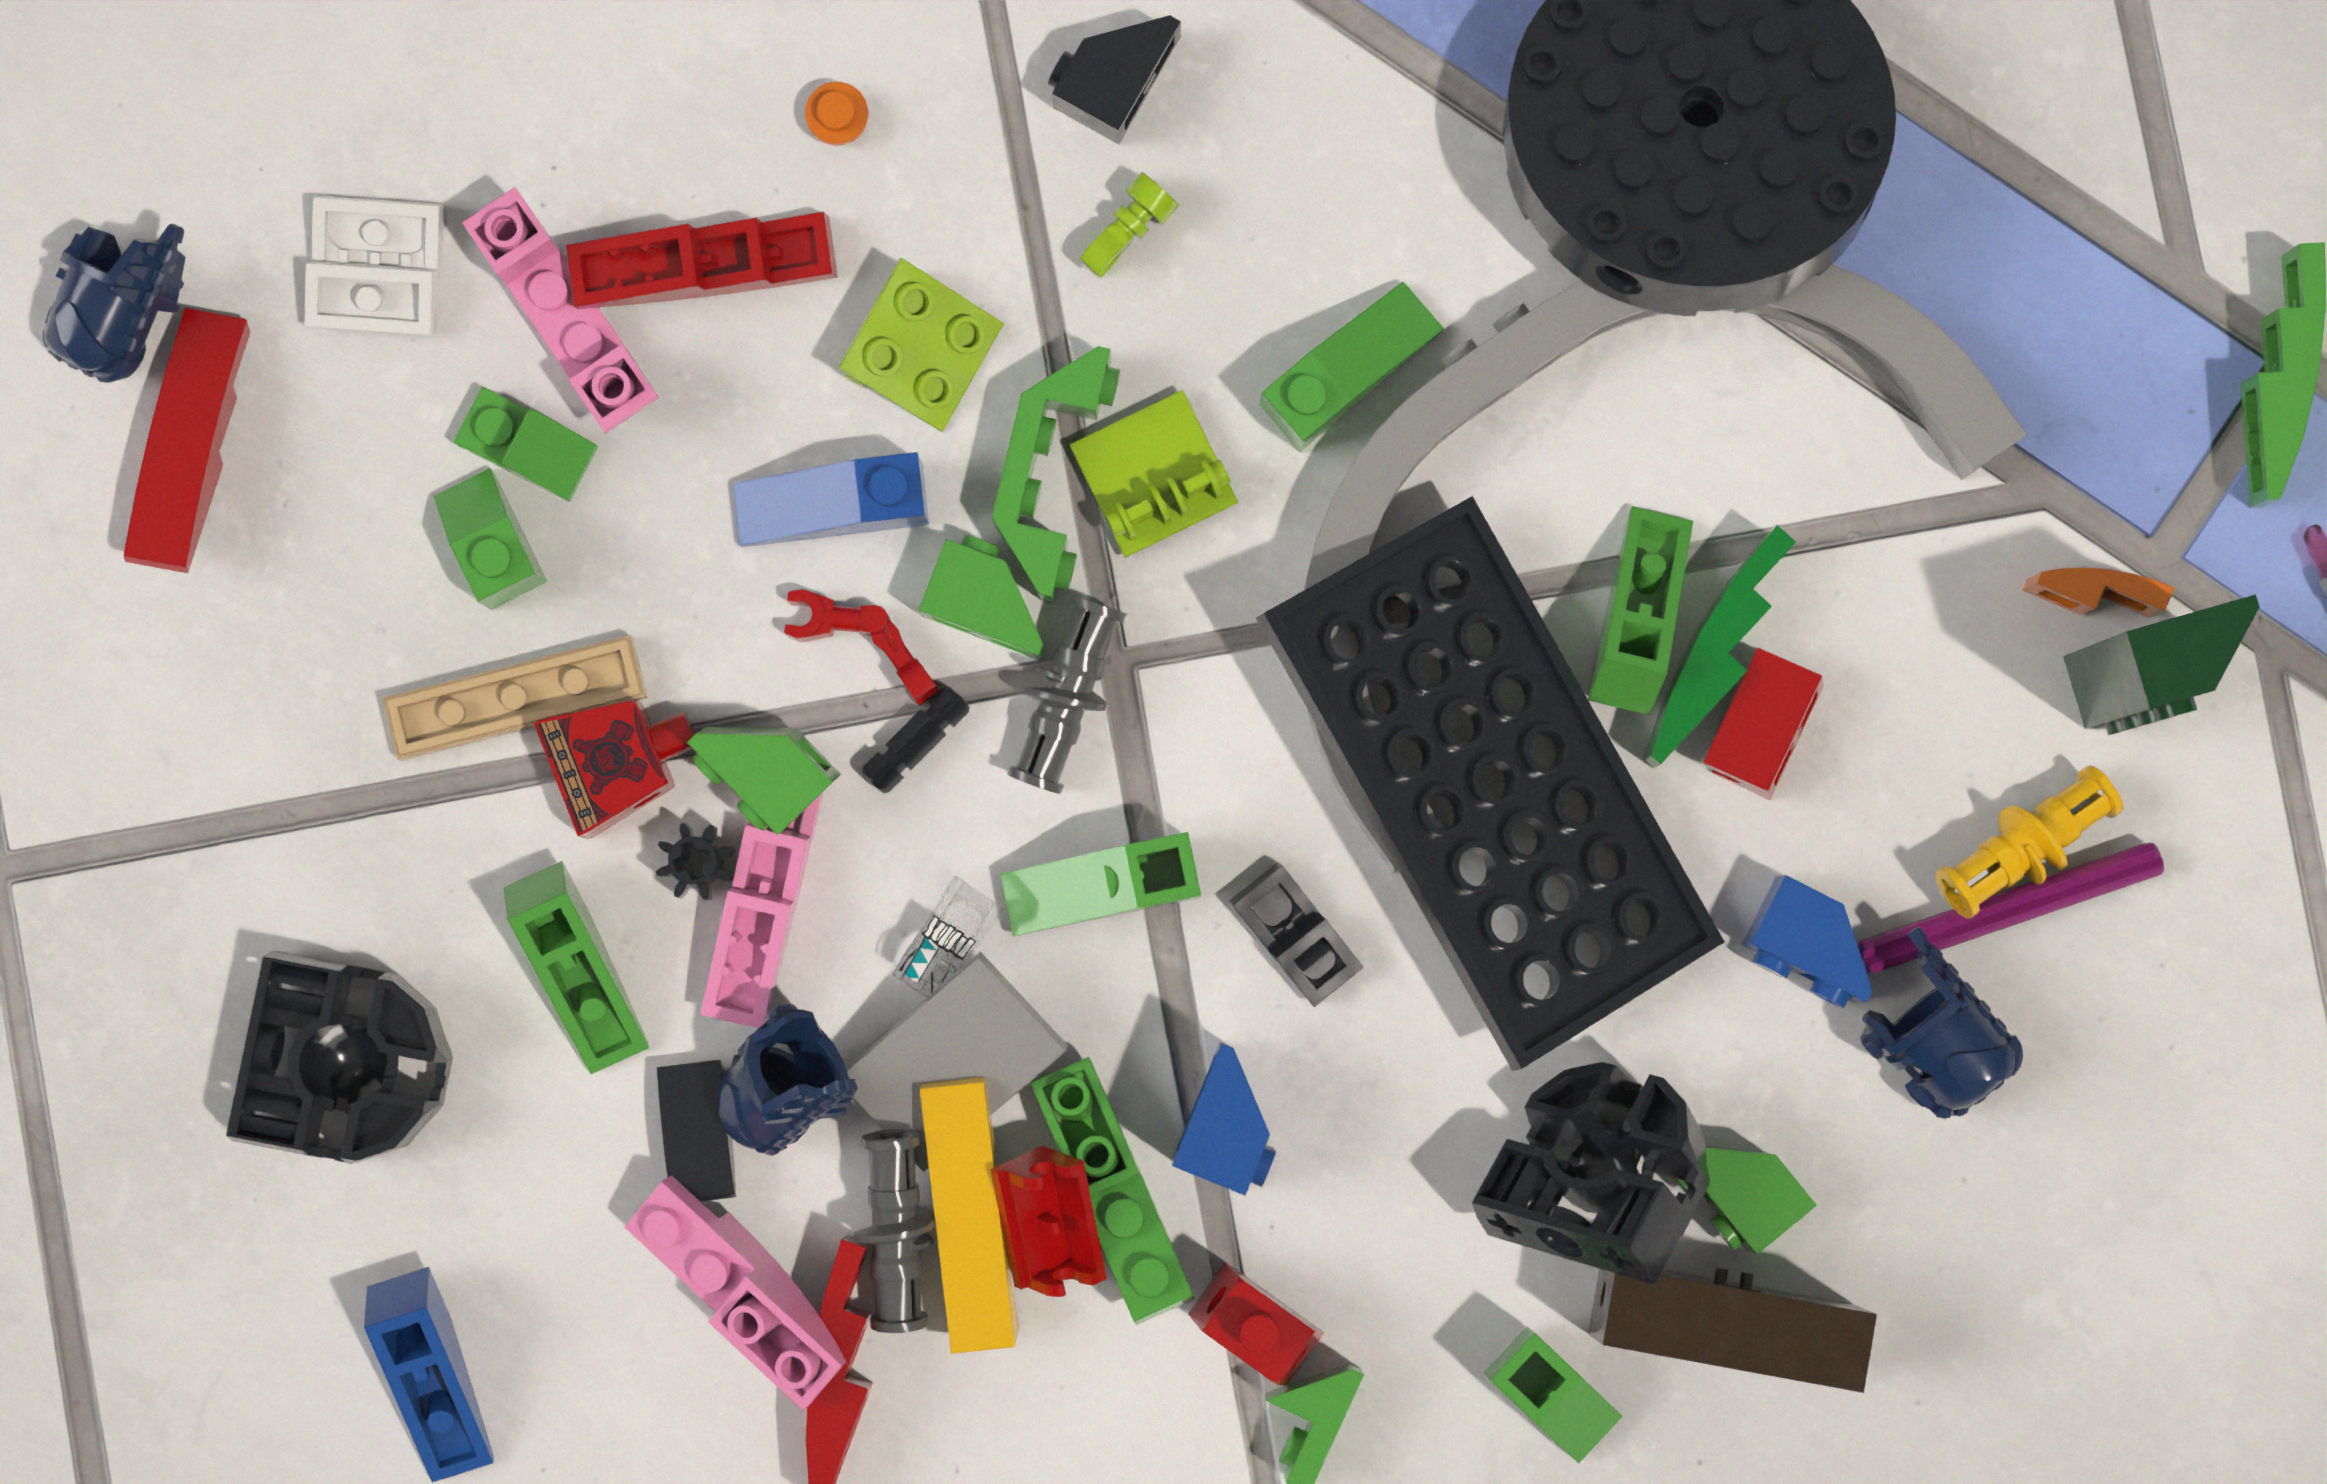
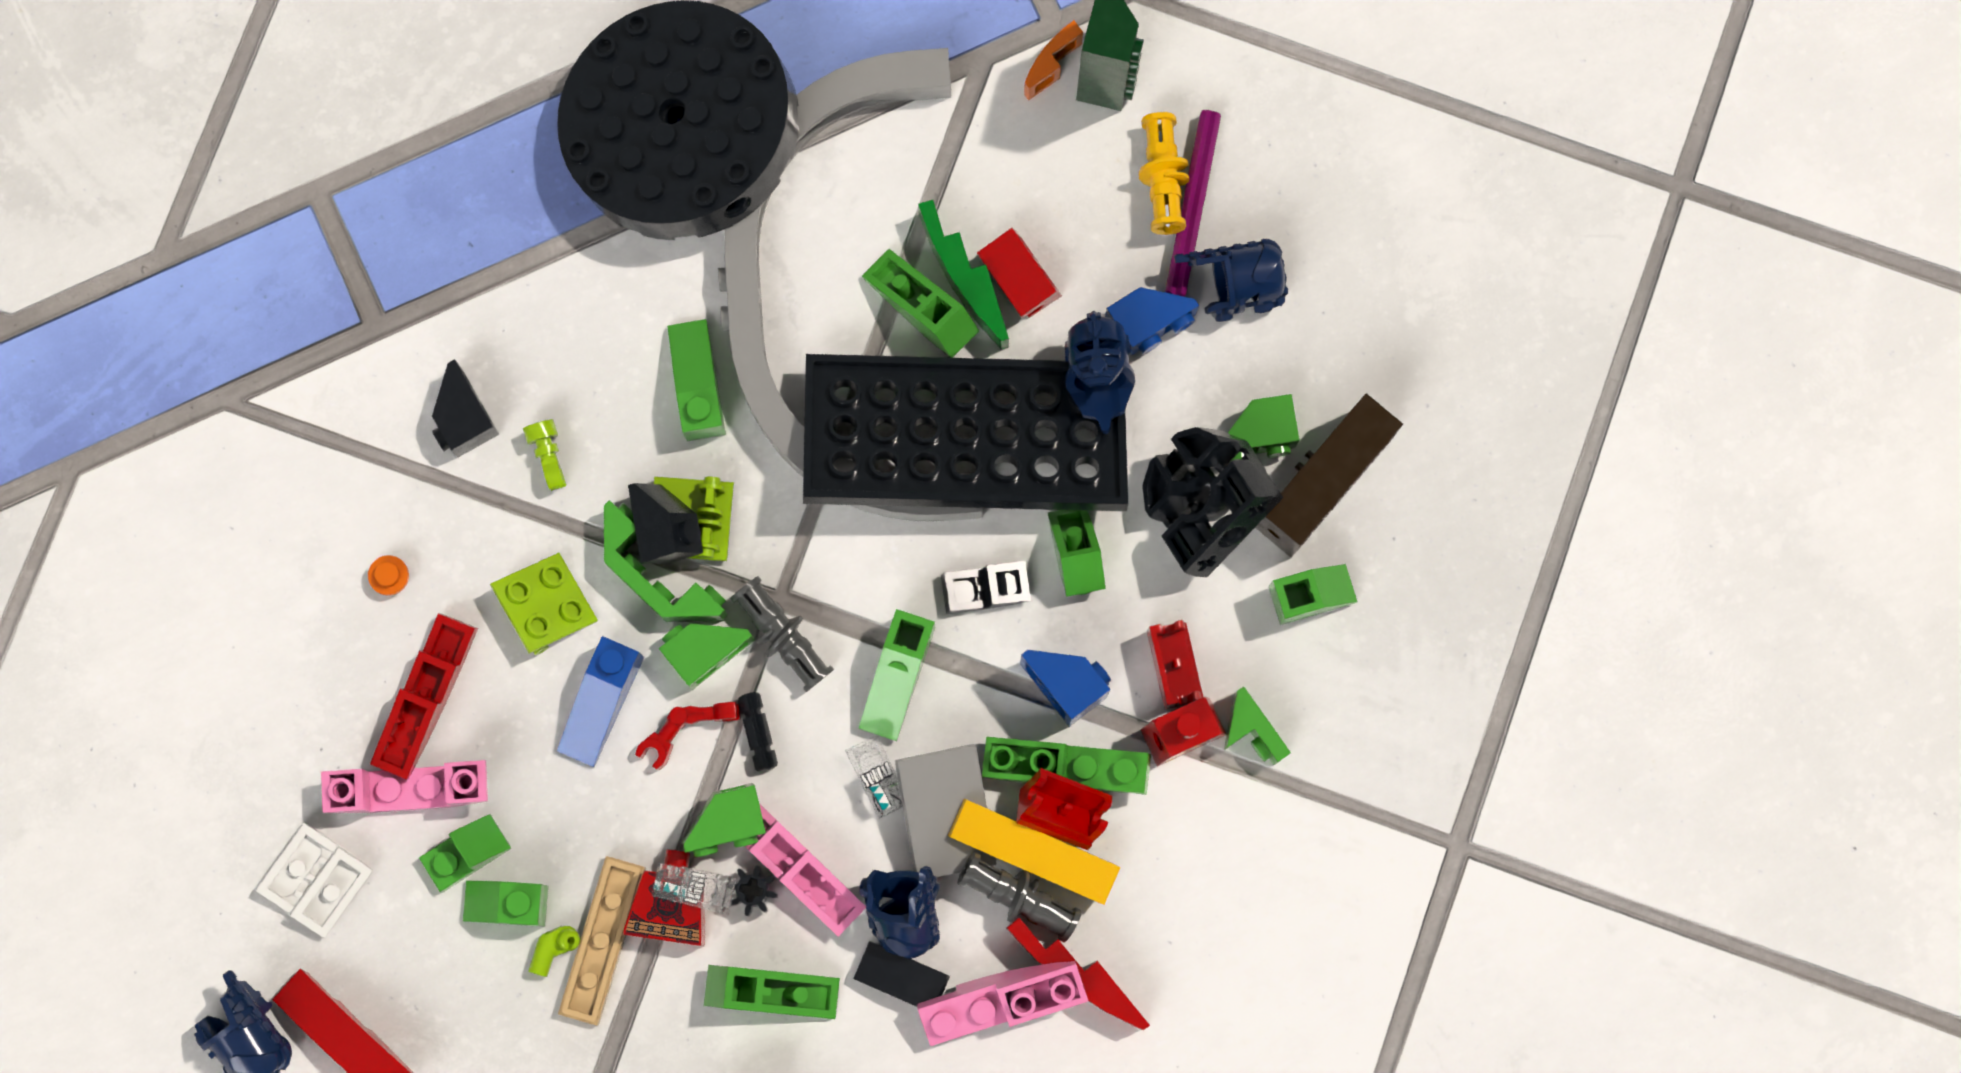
camera: 60 degrees left, 5 degrees down
(467, 632) = (551, 945): none -> lime arm
(646, 784) = (694, 888): none -> clear leg
(1120, 442) = (663, 525): none -> black slope
(1341, 1259) = (1174, 664): none -> red hinge
(1416, 1034) = (1077, 551): none -> bright green slope
(1691, 916) = (1099, 368): none -> dark blue helmet

